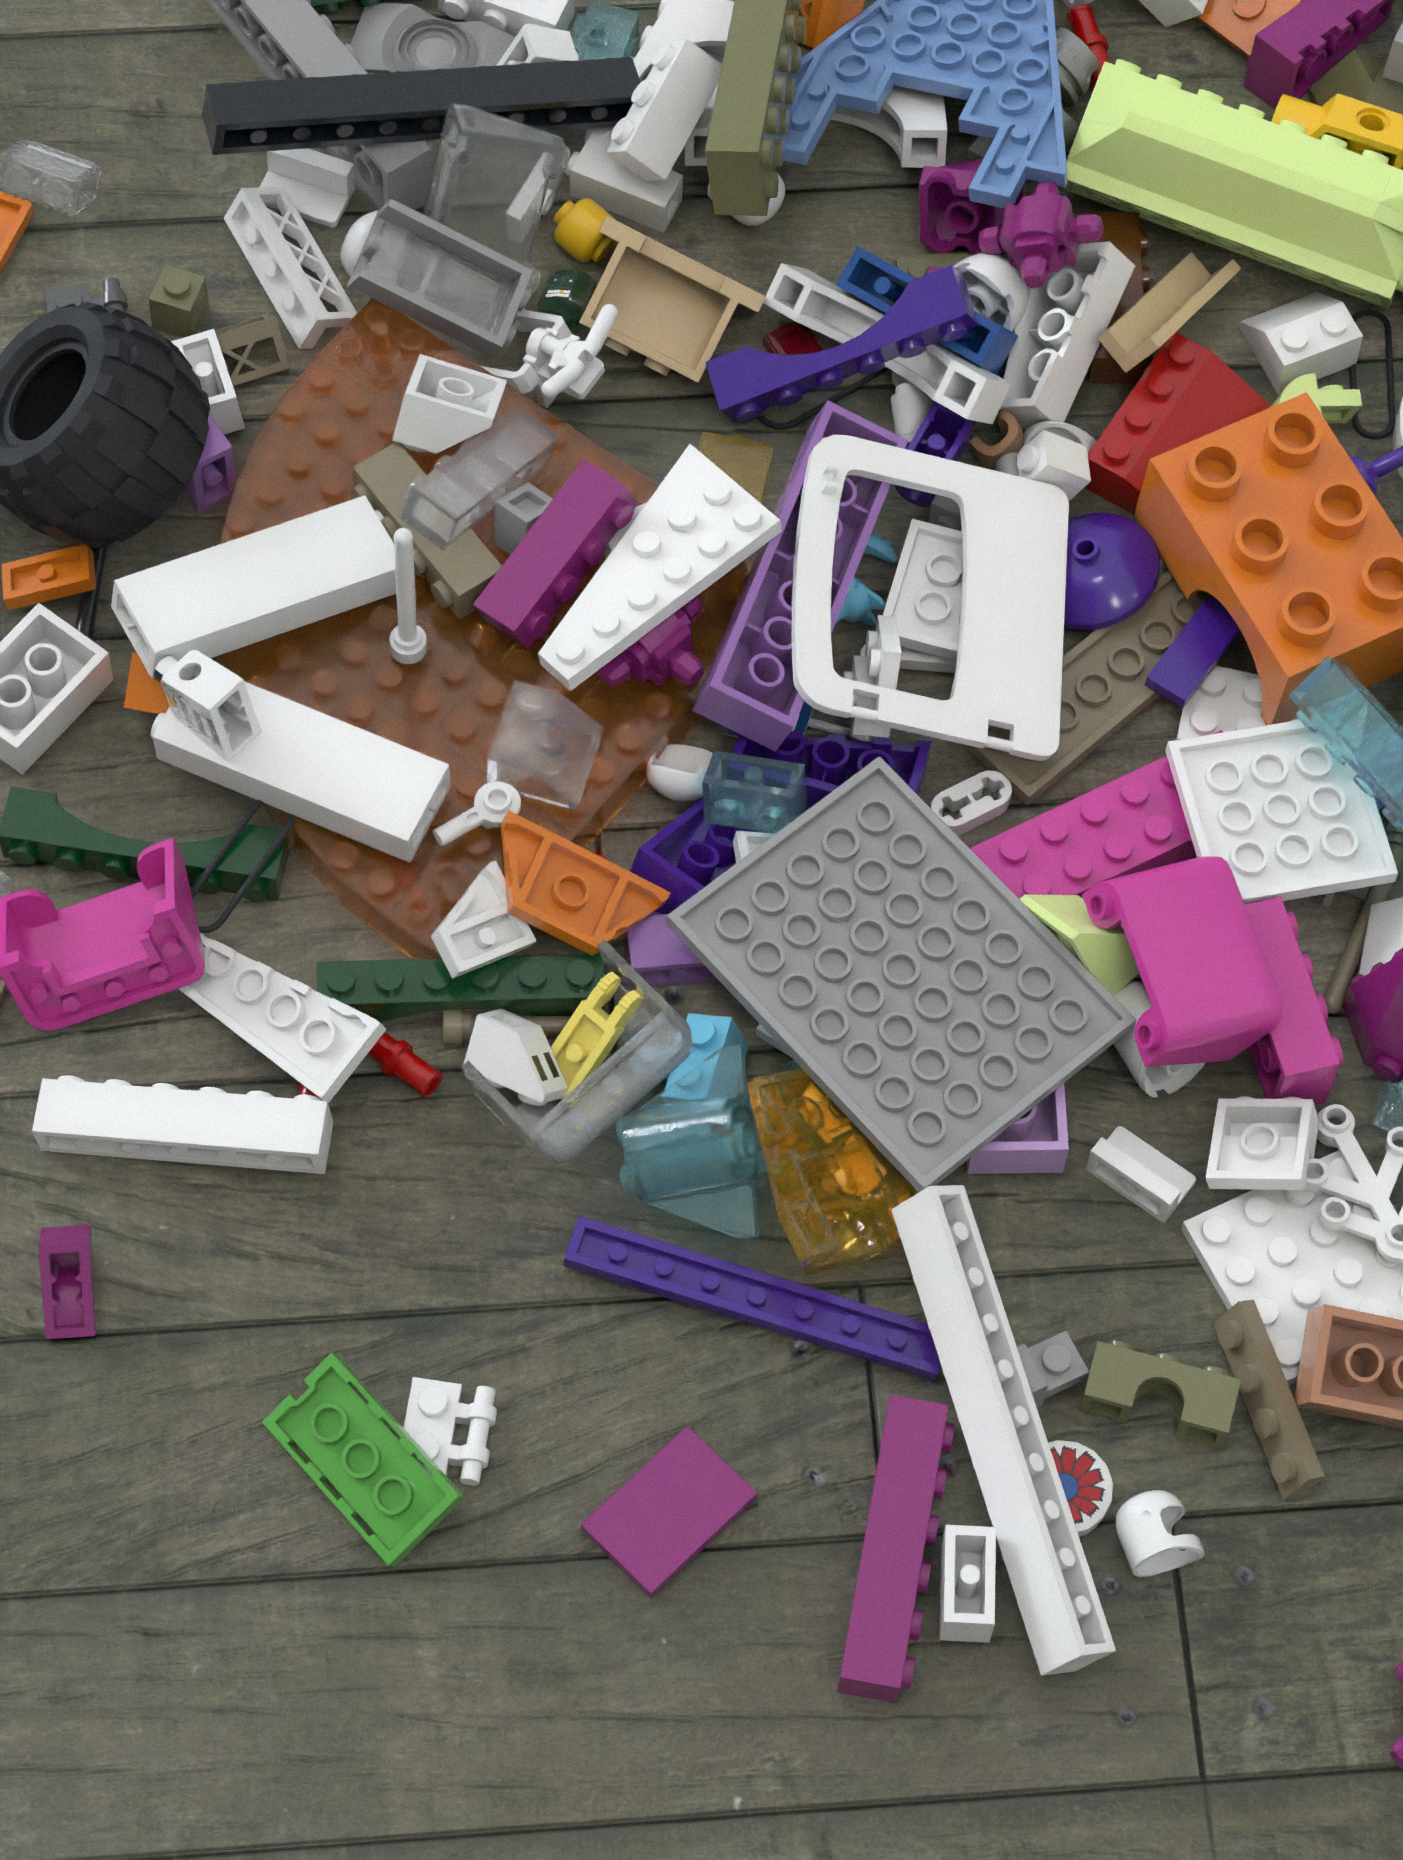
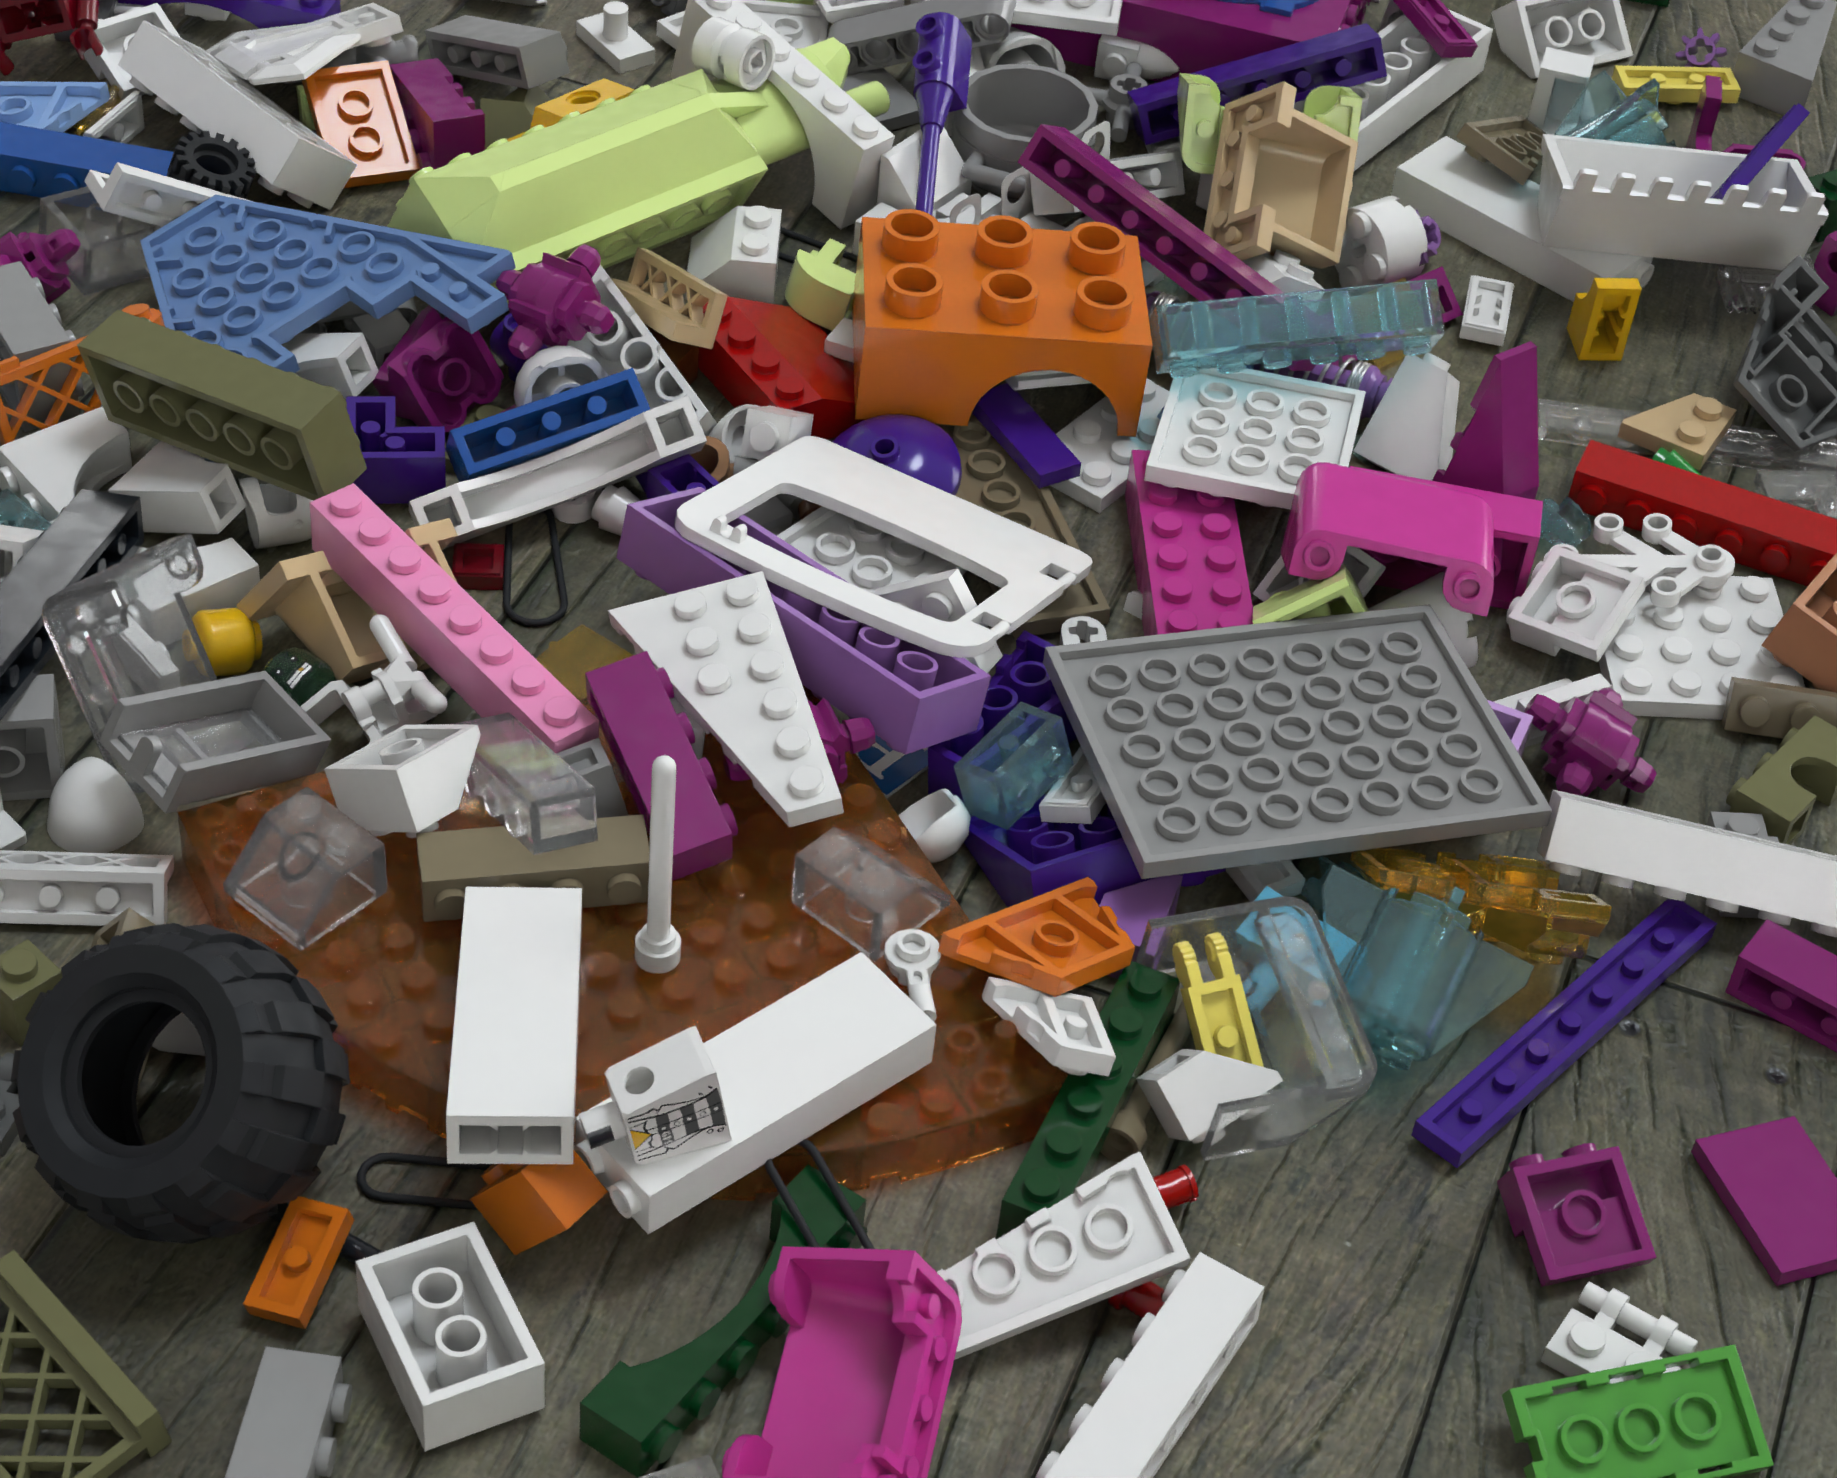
camera: 65 degrees left, 20 degrees down
(343, 397) = (307, 869): none -> clear slope
(550, 1357) = (1576, 1213): none -> magenta plate
(635, 346) = (444, 621): none -> bright pink brick
(665, 109) = (173, 483): white brick -> none
(854, 215) = (399, 460): none -> dark purple brick
(926, 312) = (576, 406): dark purple arch -> none
(1090, 1211) = (1590, 743): none -> magenta piece

